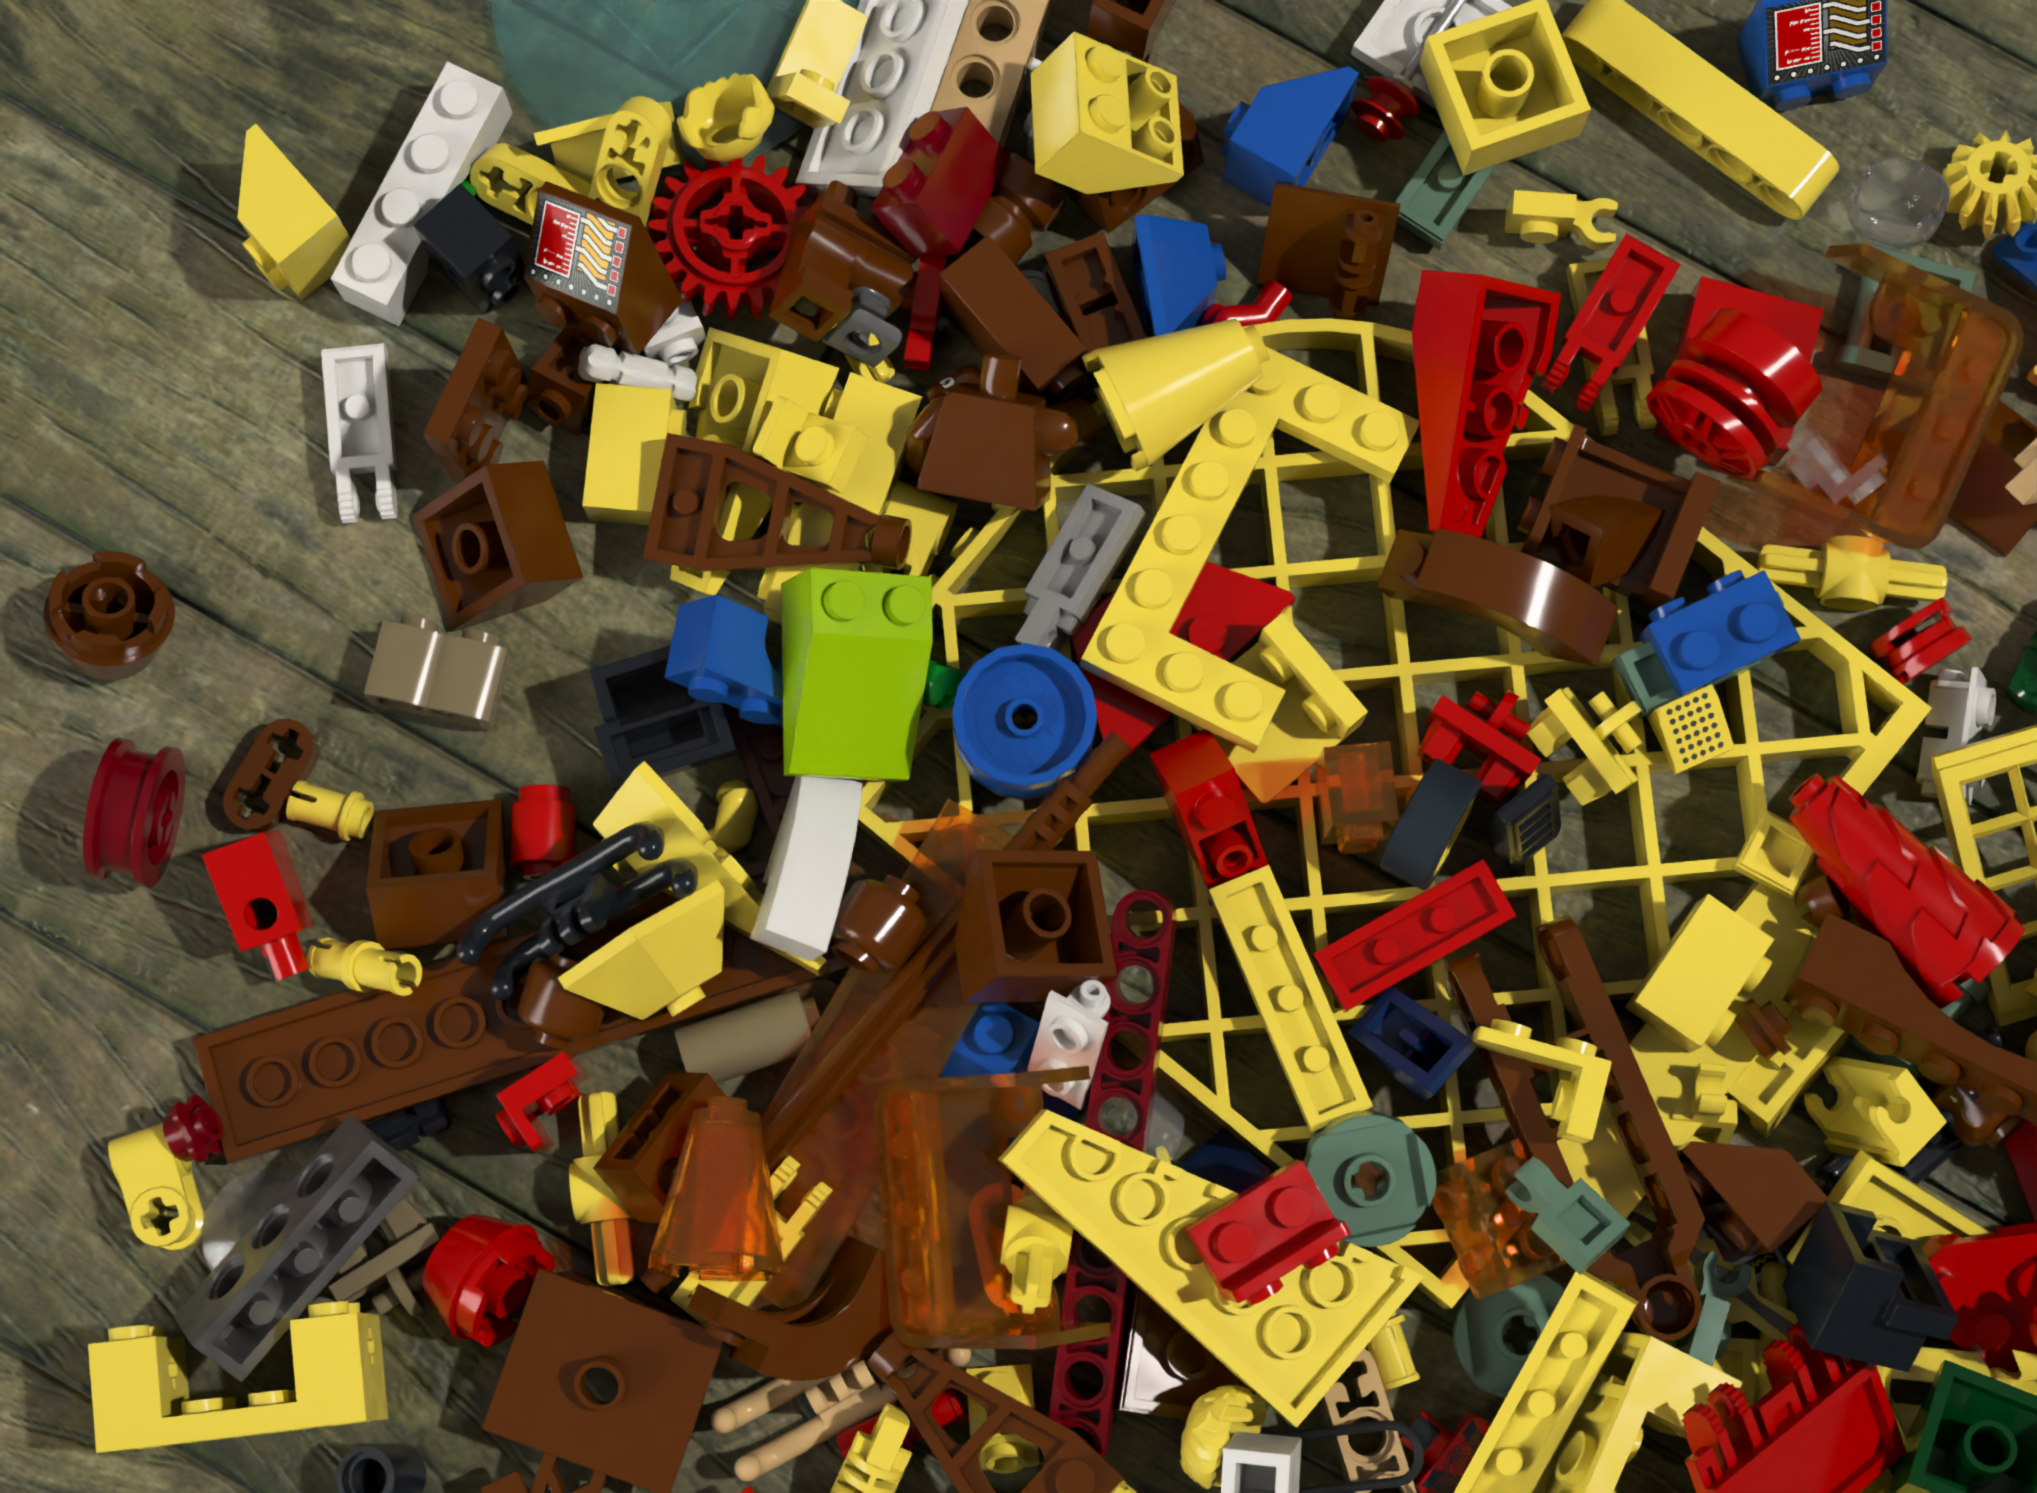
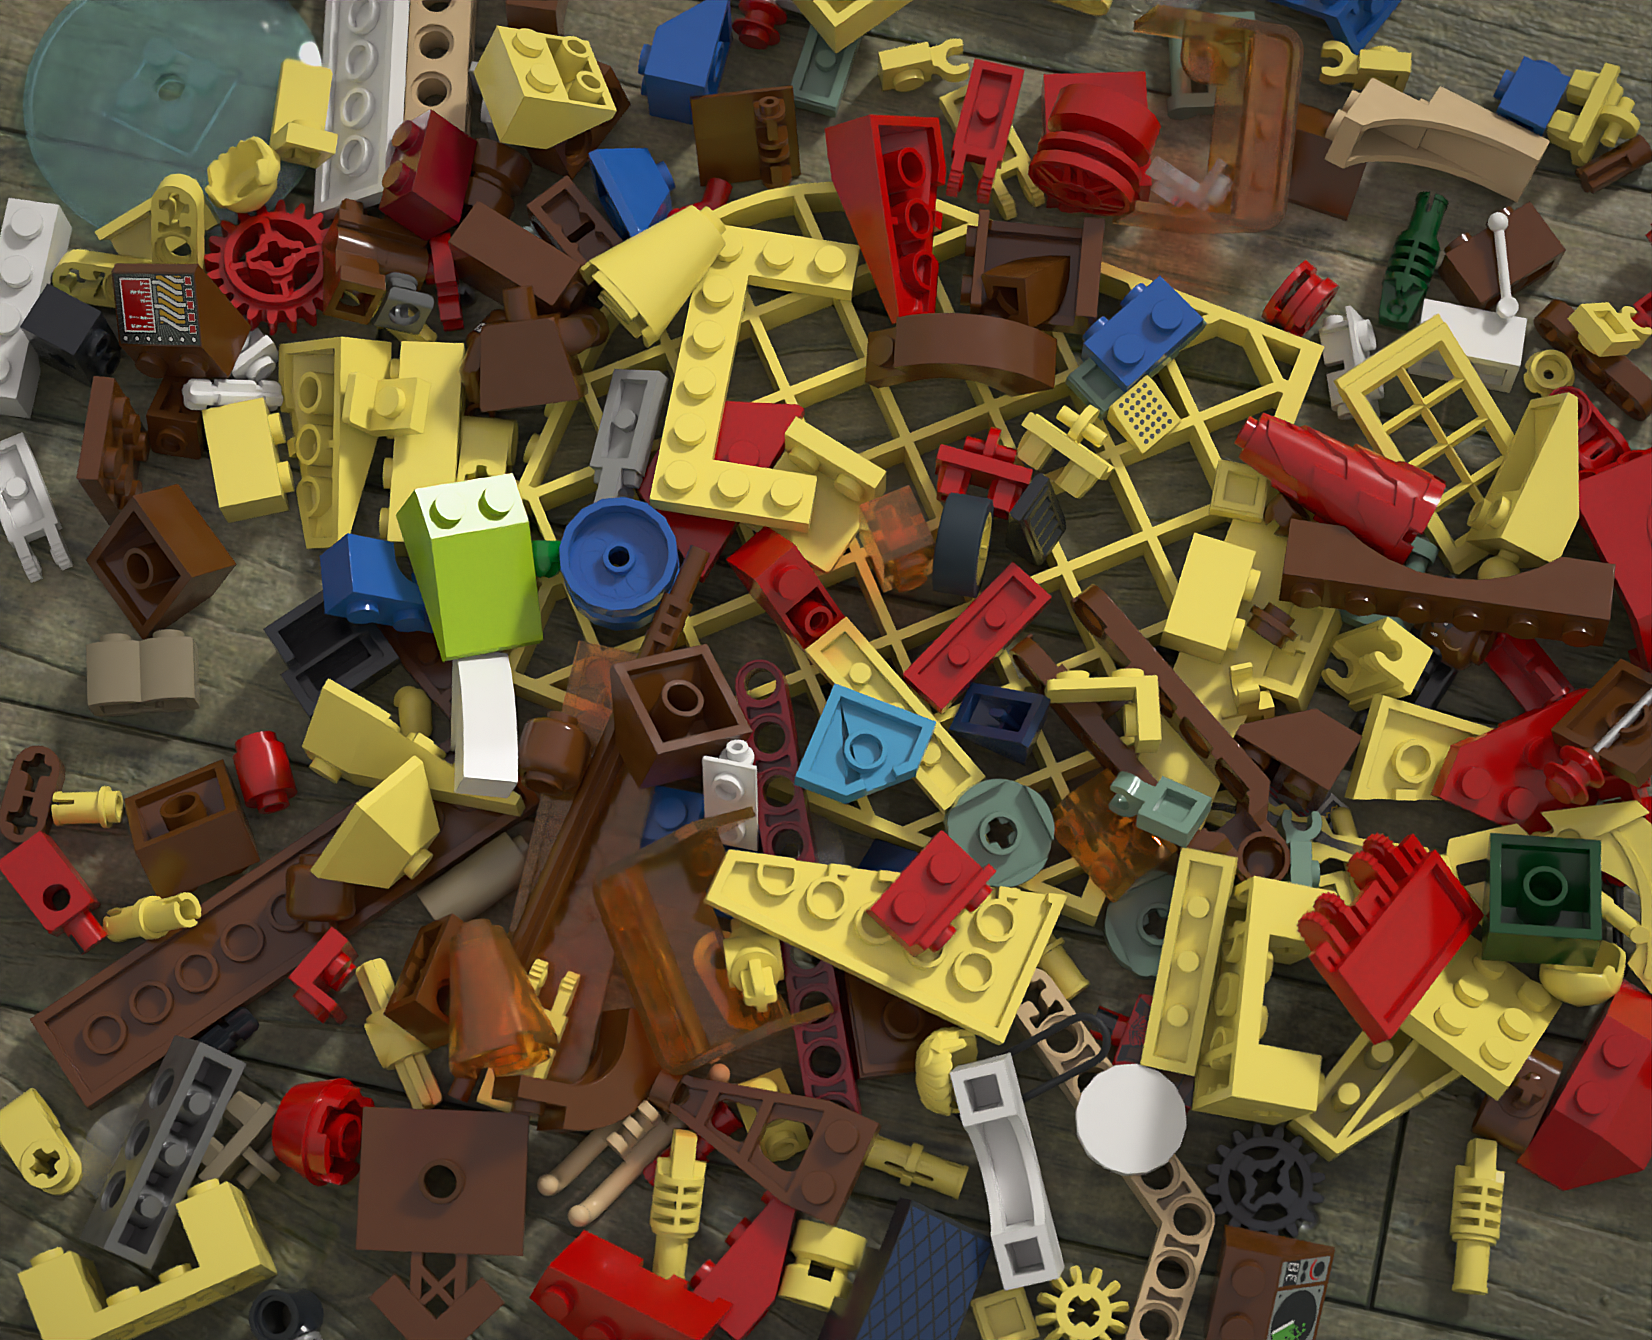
camera: 15 degrees left, 5 degrees down
(193, 1130) = (52, 1088): dark red plate -> none
(575, 902) = (307, 809): black piece -> none
(692, 501) = (305, 473): reddish brown plate -> none
(1239, 1031) = (862, 747): none -> dark azure plate
(1853, 573) = (1232, 265): light yellow axle -> none
(1865, 1291) = (1410, 795): black plate -> none

